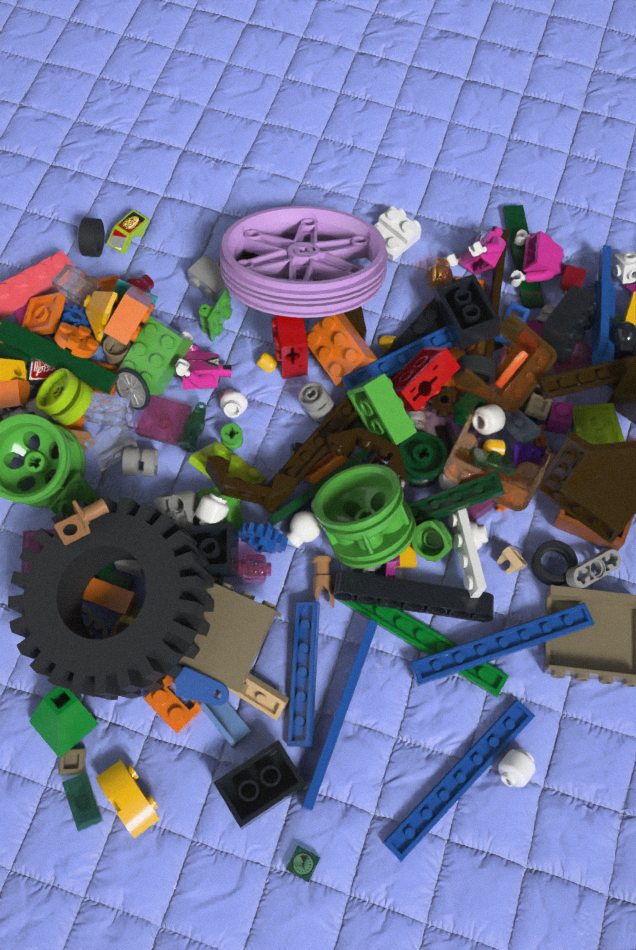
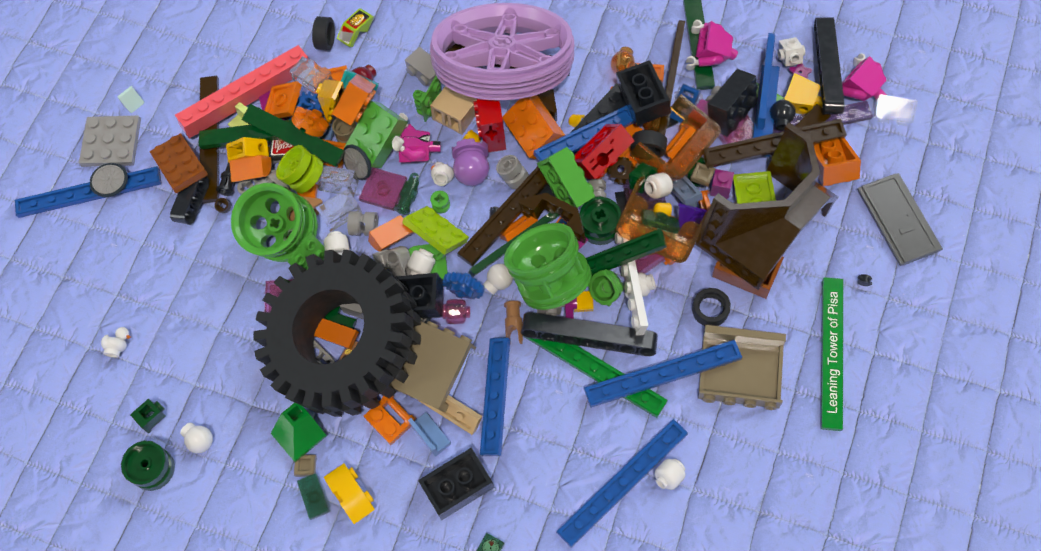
camera: 10 degrees right, 0 degrees up
(81, 520) = (311, 268): medium nougat bracket -> none
(109, 485) = (336, 241): none -> white head
(172, 475) = (388, 233): none -> orange brick
(200, 687) = (408, 406): blue piece -> none
(246, 328) = (453, 110): none -> tan piece
(257, 493) = (439, 243): dark brown slope -> none
(267, 389) = (470, 162): none -> medium lavender tile
(339, 717) = (524, 430): blue tile -> none
(398, 231) = (587, 24): white plate -> none
(482, 253) = (660, 41): dark pink torso -> none
(516, 560) = (677, 303): tan tile -> none
(572, 276) = (740, 61): dark red brick -> none
(585, 568) = (736, 310): light grey beam -> none

